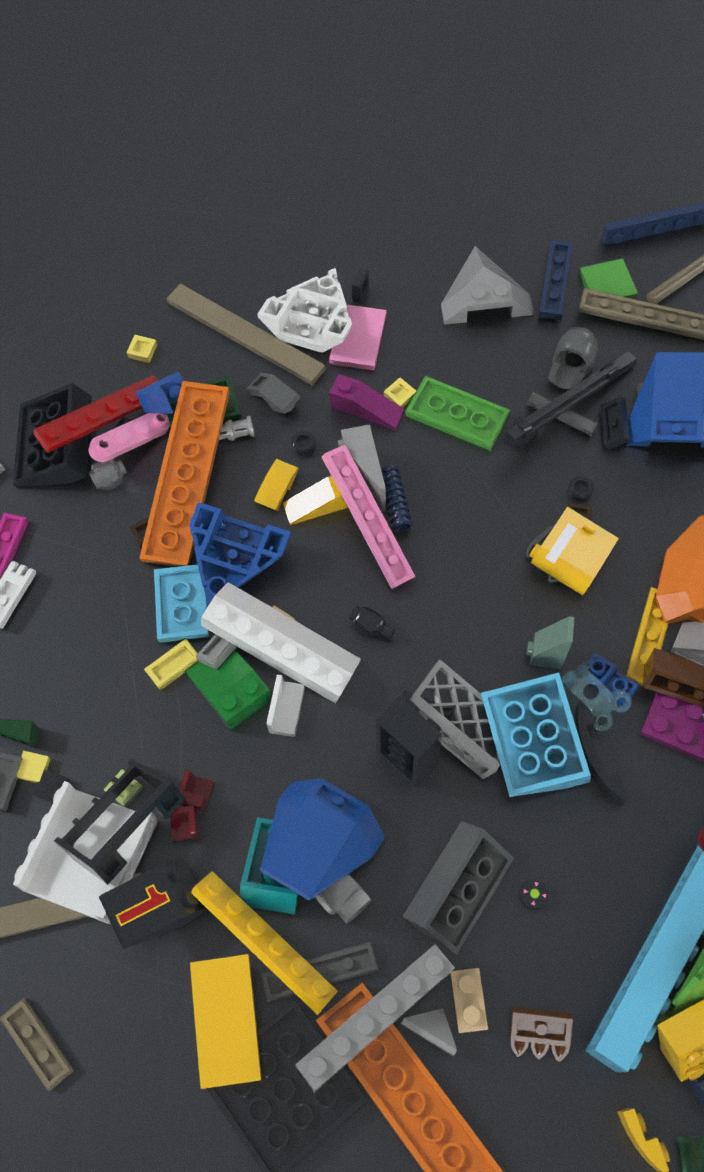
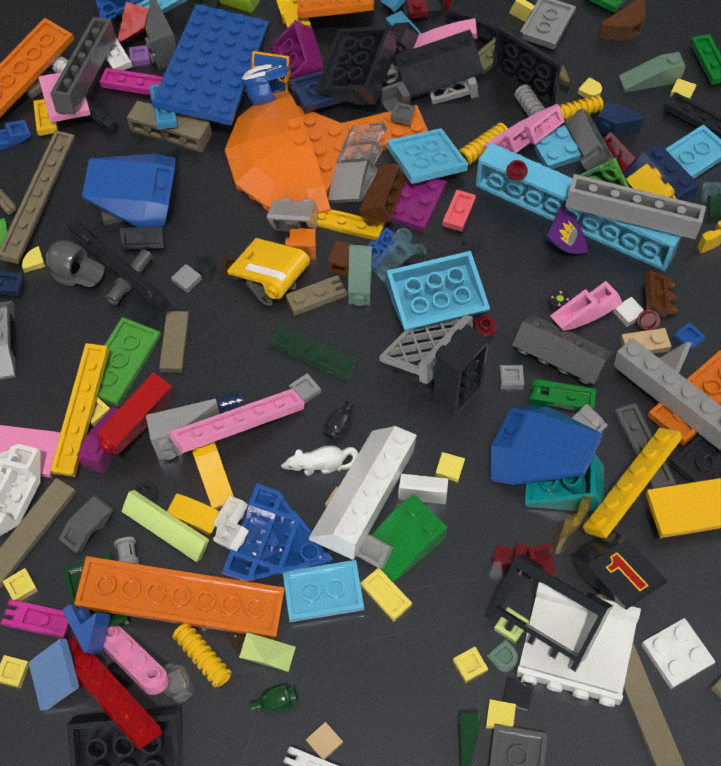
camera: 95 degrees left, 5 degrees down
(37, 602) = (324, 741): none -> tan tile
(67, 967) = (677, 653): none -> white plate
(81, 560) = (275, 699): none -> dark green plant
(88, 742) = (470, 664): none -> light yellow tile
(92, 778) = (504, 656): none -> sand green tile
(123, 551) = (267, 652): none -> yellowish green slope
(128, 376) = (53, 674): none -> medium blue tile
(131, 496) = (202, 655): none -> yellow piece
(187, 357) = (36, 619): none -> dark pink hinge
(213, 858) = (573, 525): none -> clear yellow slope
(220, 347) = (20, 585): none -> light yellow tile
(241, 513) = (228, 532): none -> white plate
(265, 459) = (165, 525): none -> yellowish green tile
(310, 739) = (450, 467): none -> light yellow tile
(327, 606) = (324, 459): none -> white animal
(386, 425) = (131, 419): none -> red slope
(392, 880) = (561, 395): none -> green plate
(400, 377) = (80, 409): none -> yellow plate
(417, 591) = (305, 388): none -> light grey tile
(424, 821) = (511, 377): none -> light grey tile
(463, 601) = (313, 352): none -> clear green plate
(476, 1063) = (689, 334): none -> blue tile
(480, 461) = (174, 341): none -> dark tan tile
(491, 803) = (486, 331): none -> dark red plate
(499, 1008) = (648, 320): none -> dark red plate
(516, 986) = (628, 311): none -> white tile
(518, 926) = (587, 307): none -> bright pink slope
(538, 600) = (316, 295): none -> dark tan hinge
(562, 470) = (186, 278): none -> light grey tile
(585, 322) = (33, 260): none -> light yellow tile
(590, 632) = (339, 259): none -> reddish brown brick
(611, 588) = (304, 240): none -> orange brick
(631, 911) = (567, 233): none -> dark purple shield
(646, 574) = (292, 214): none -> light grey slope
(648, 995) = (635, 206): none -> light grey brick
(671, 778) = (459, 210): none -> coral plate

